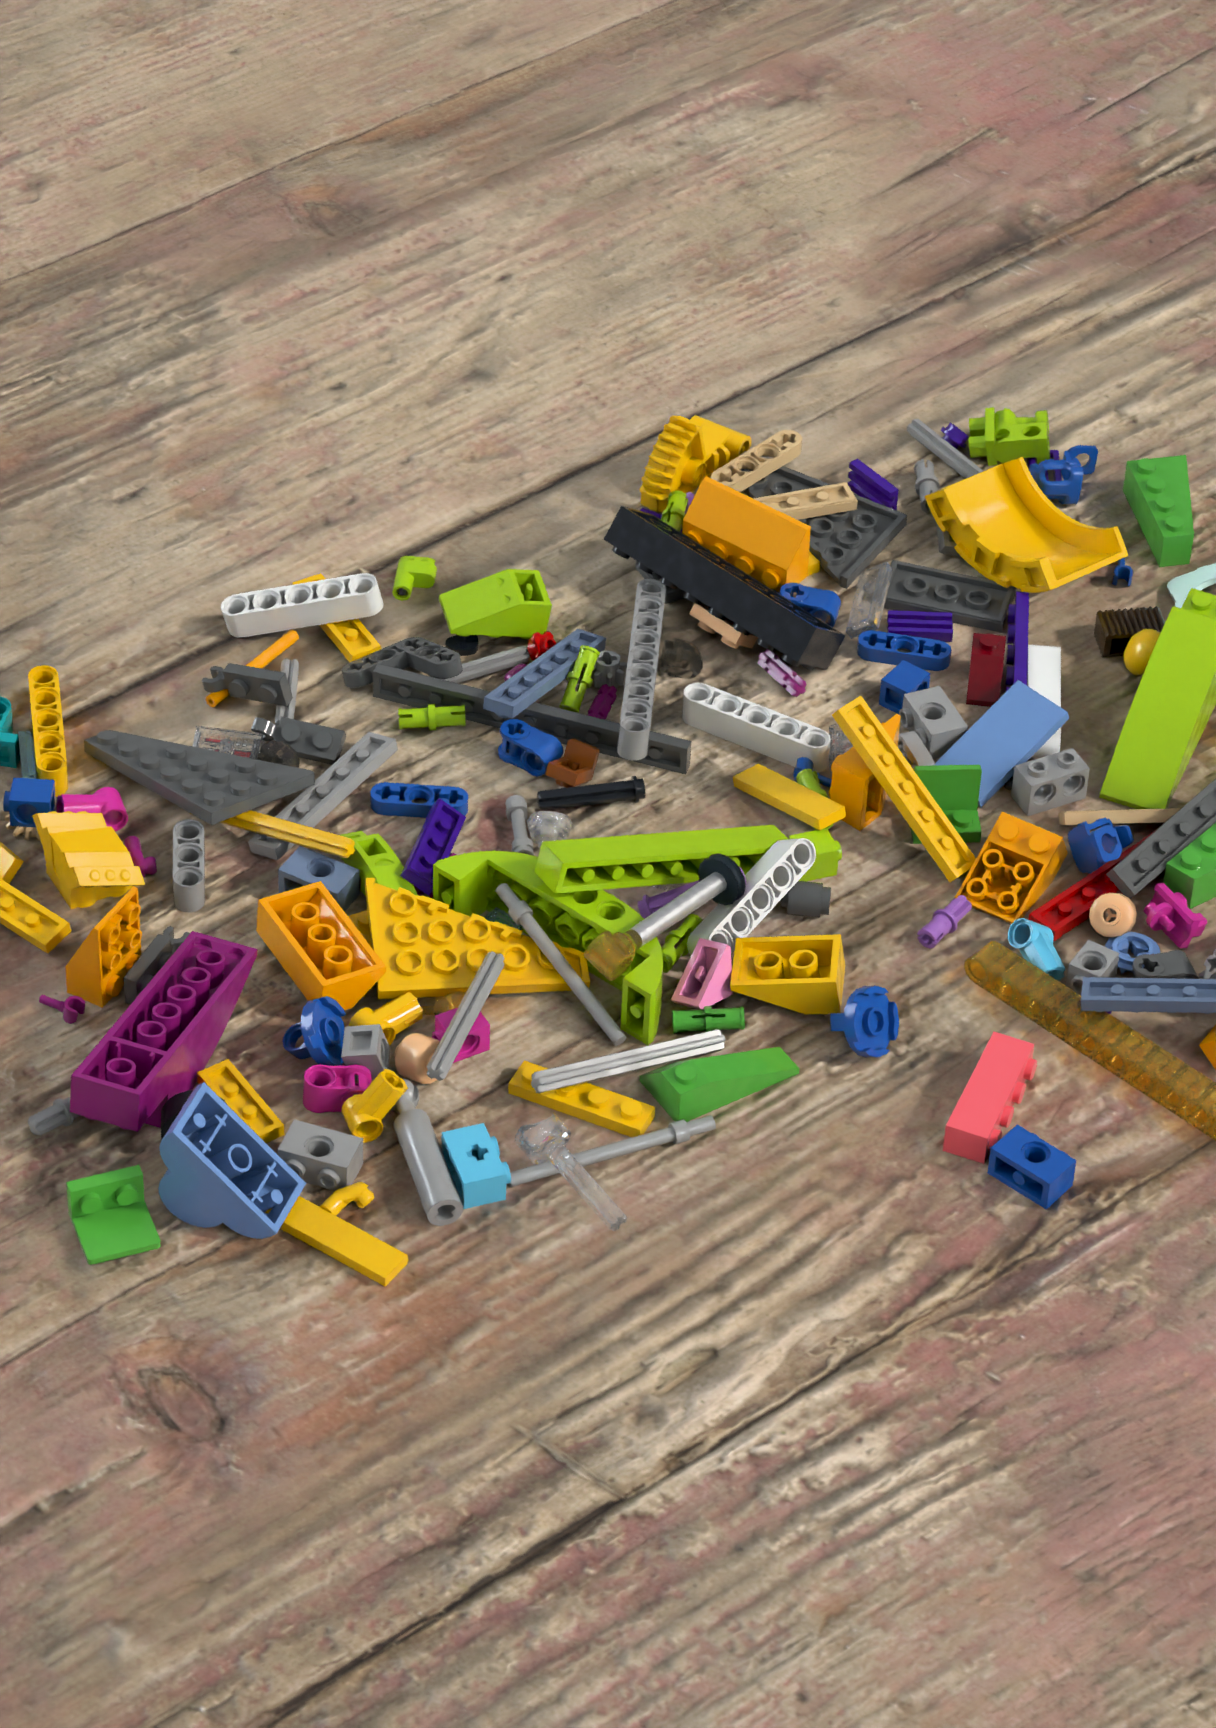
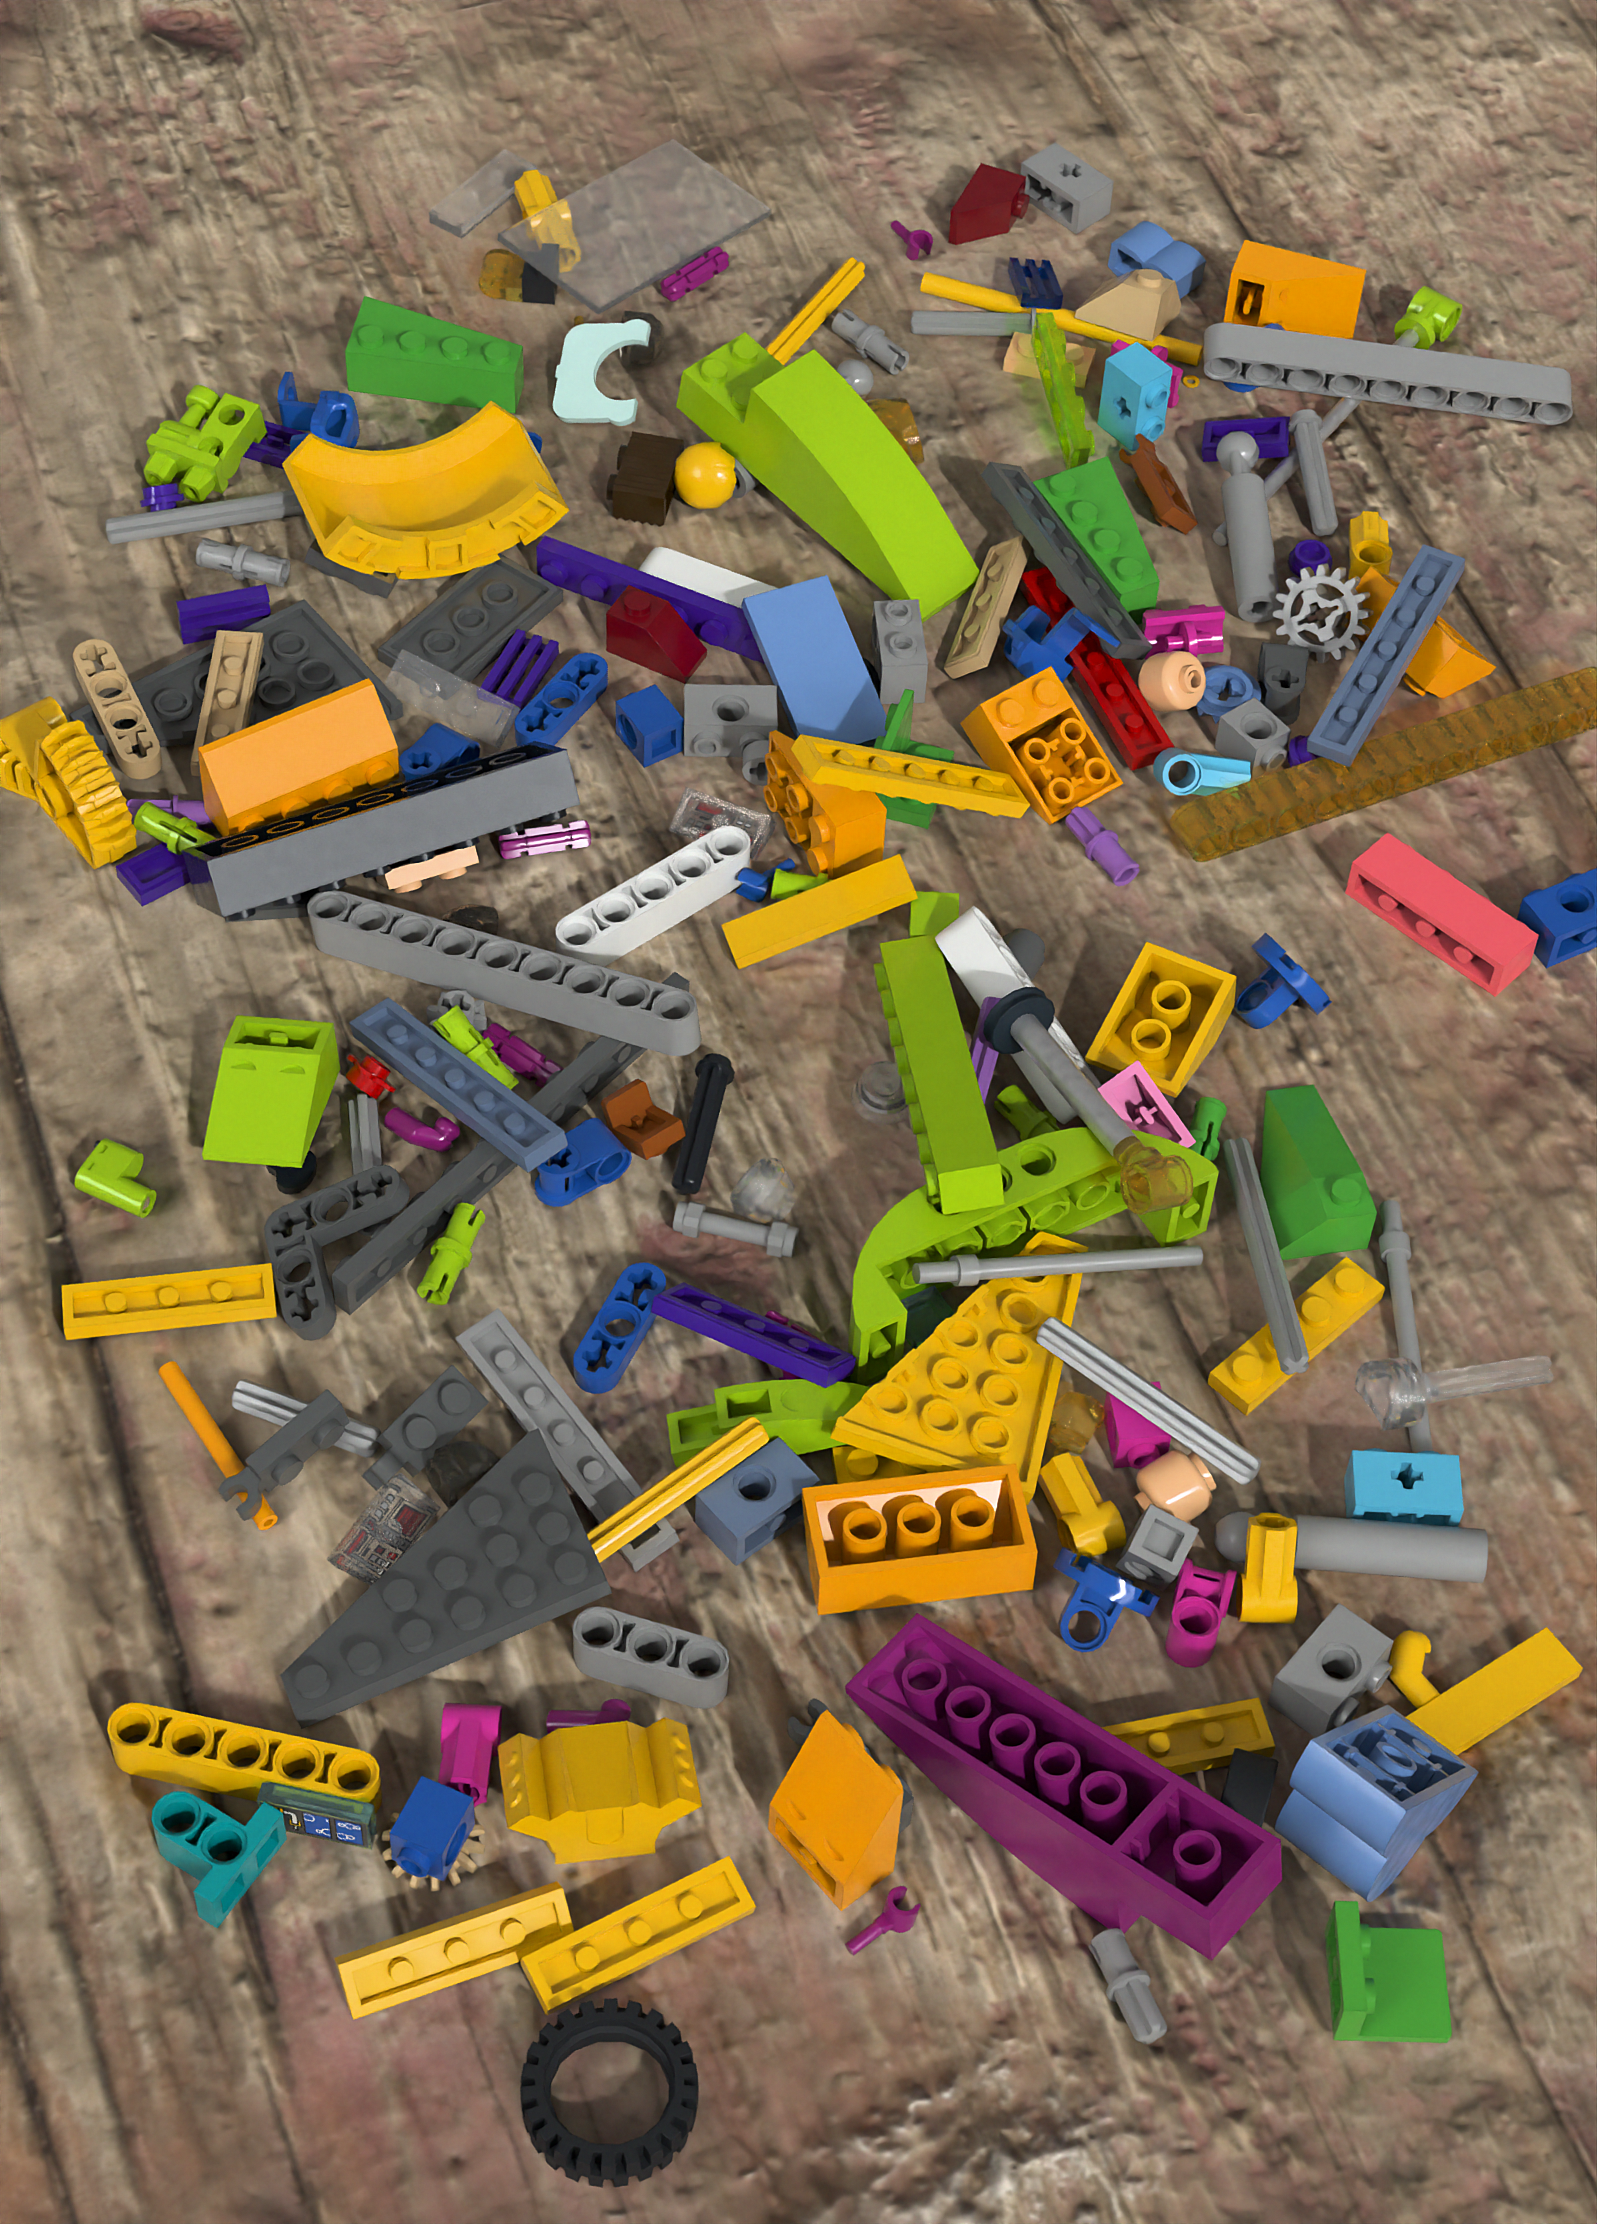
camera: 70 degrees left, 10 degrees up
(302, 605) = (146, 1351): white beam -> none

